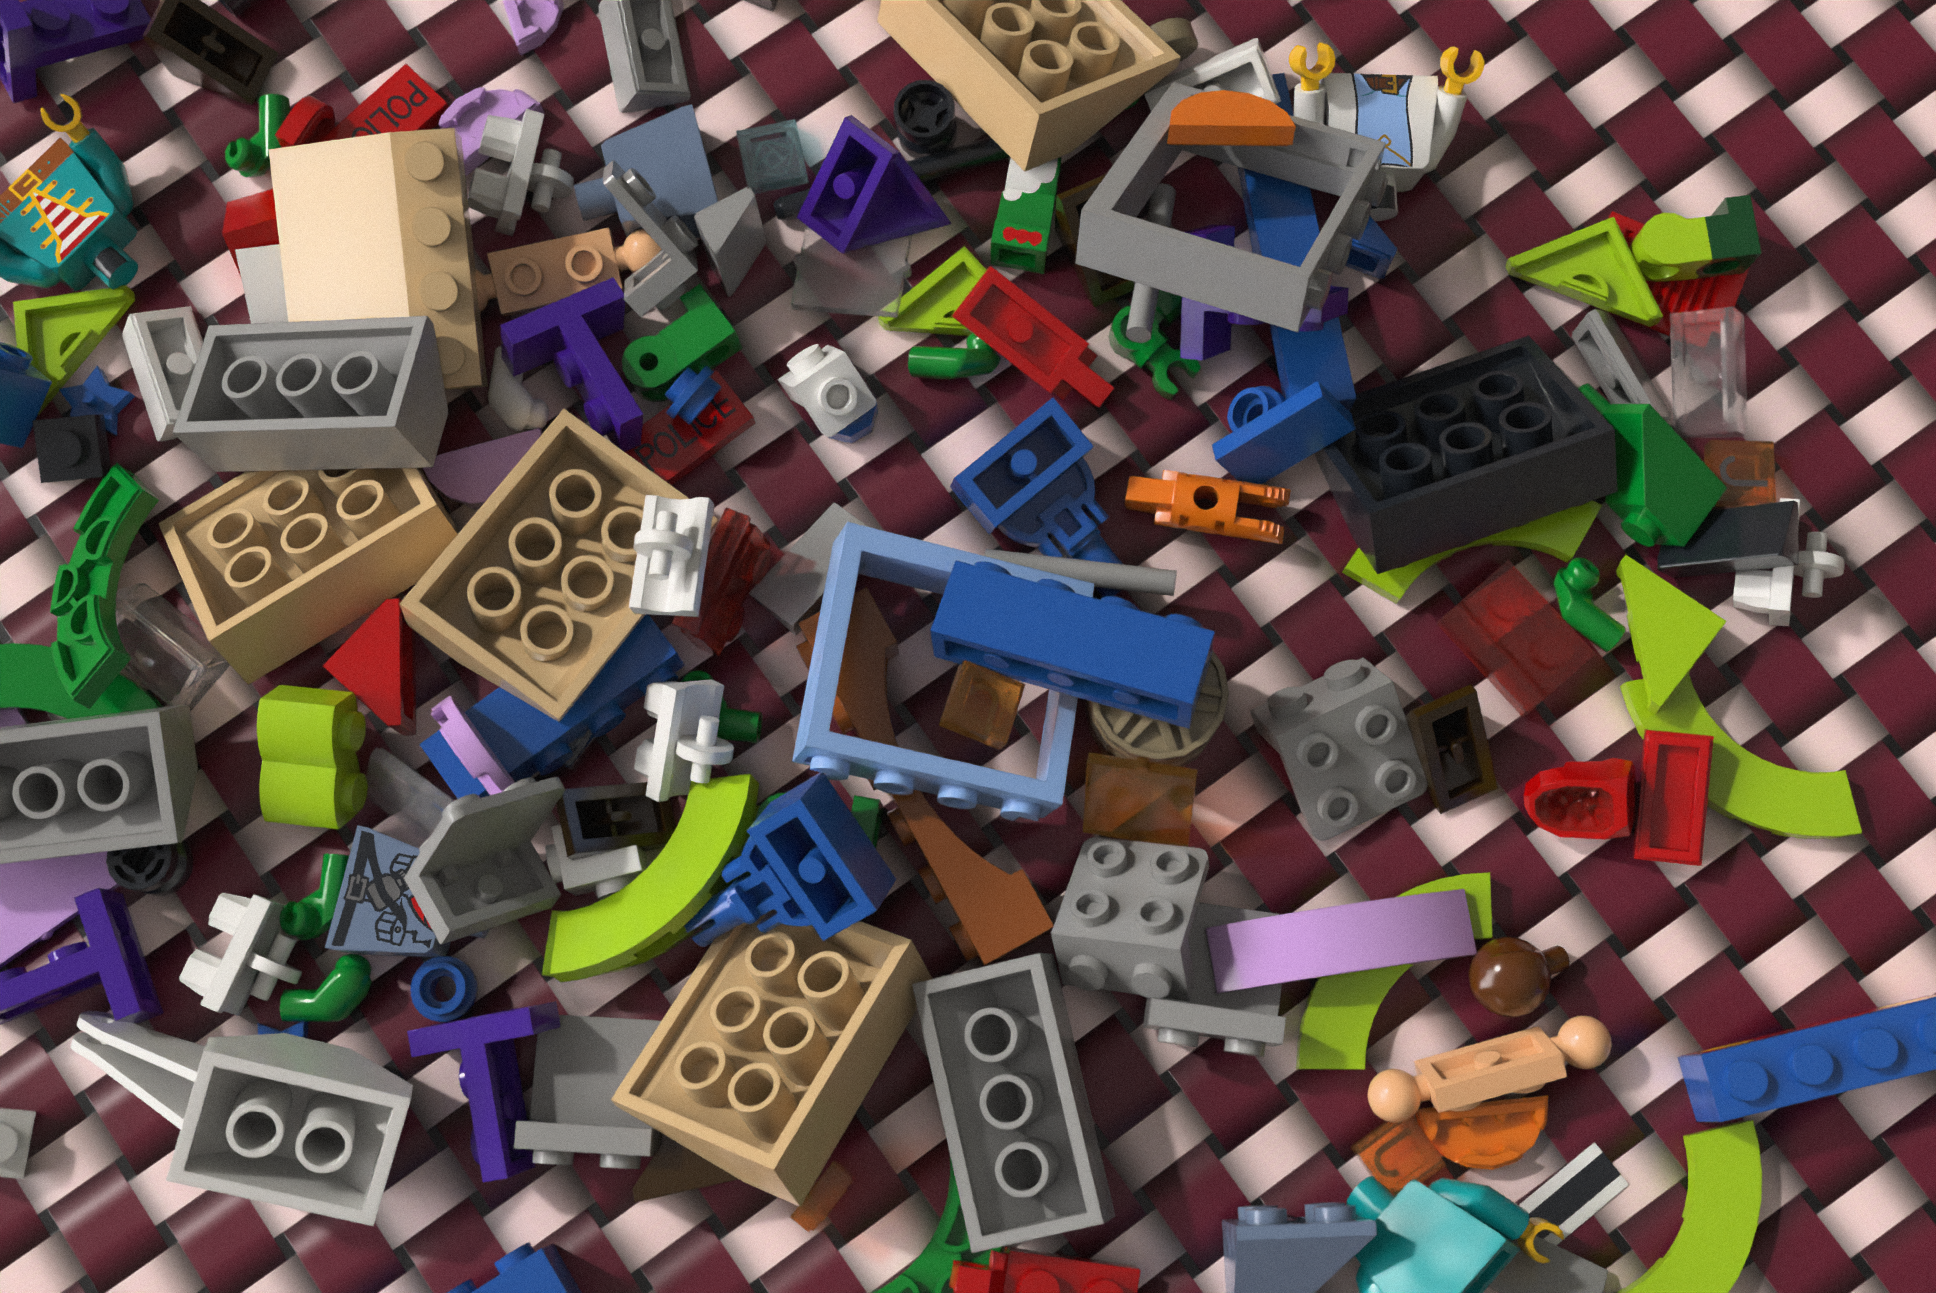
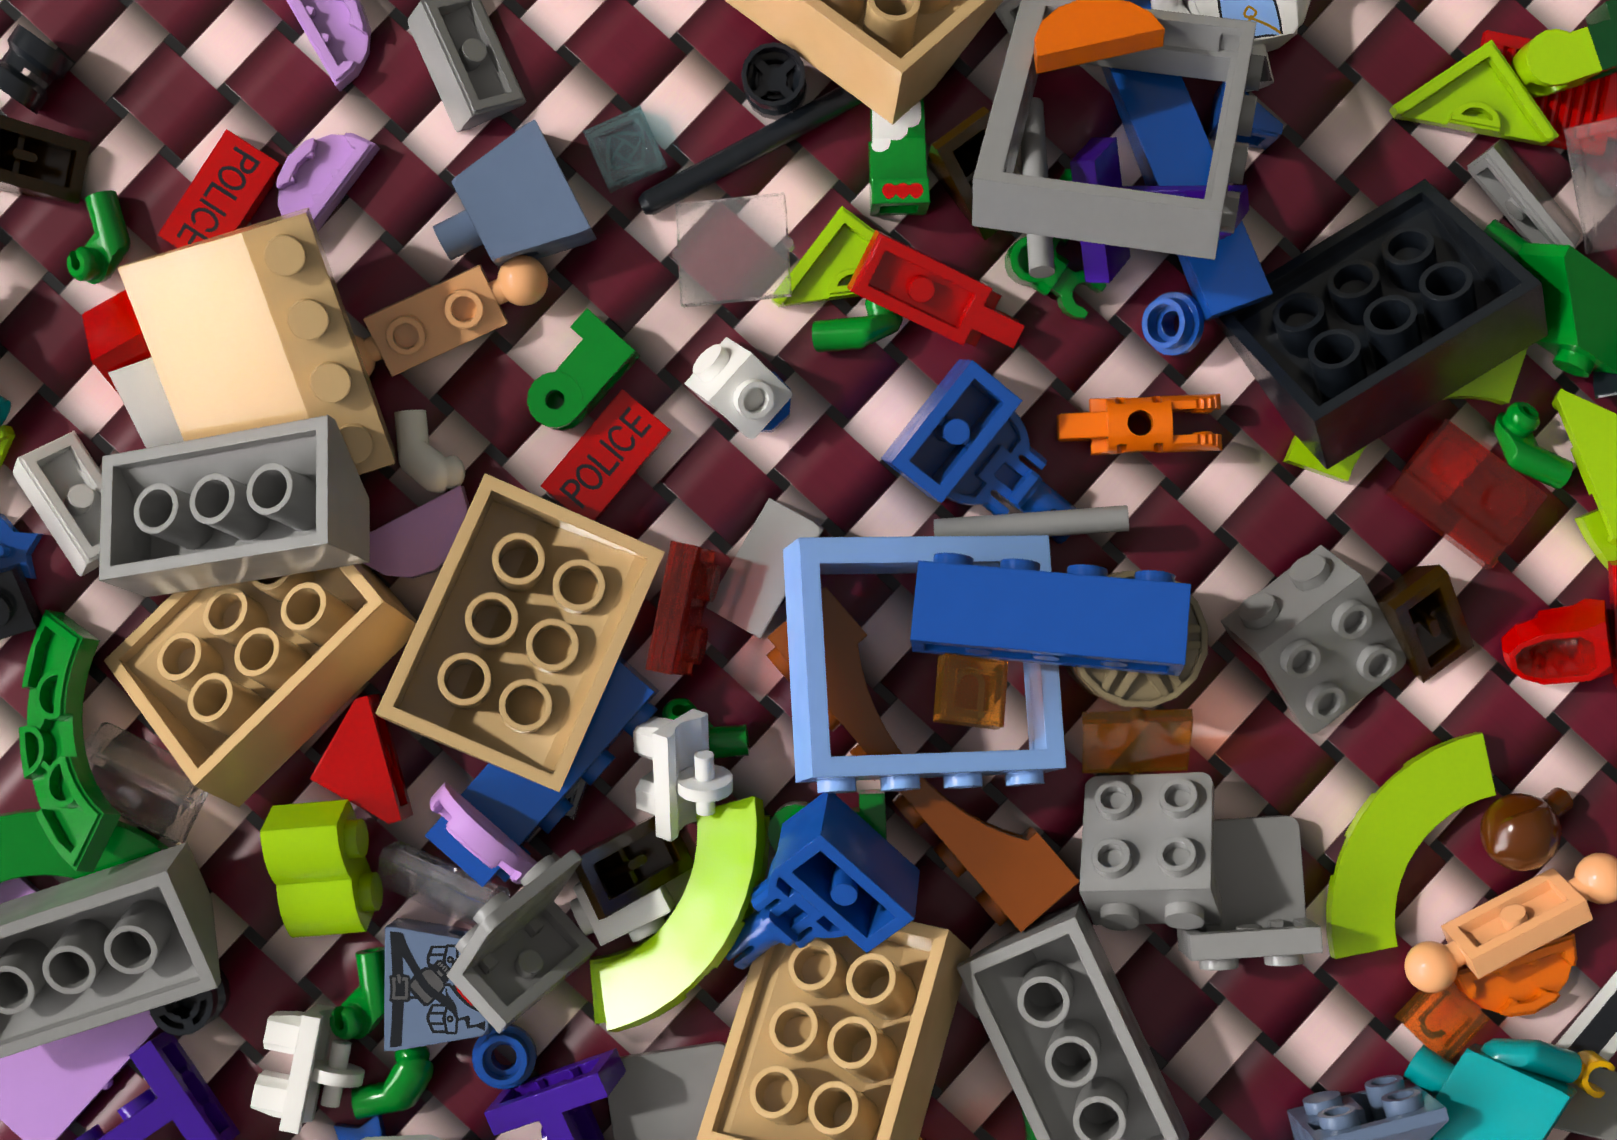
camera: 10 degrees left, 10 degrees up
(306, 123) = (142, 223): red tile -> none
(505, 196) = (368, 252): white hips -> none
(569, 336) = (484, 412): dark purple bracket -> none
(663, 277) = (556, 296): light grey bracket -> none
(671, 556) = (633, 610): white hips -> none
(691, 394) = (606, 424): blue plate -> none
(731, 237) = (608, 253): light grey slope -> none
(867, 193) = (734, 178): dark purple slope -> none
(1284, 435) = (1206, 344): blue tile -> none
(1340, 940) = (1354, 834): lavender slope -> none

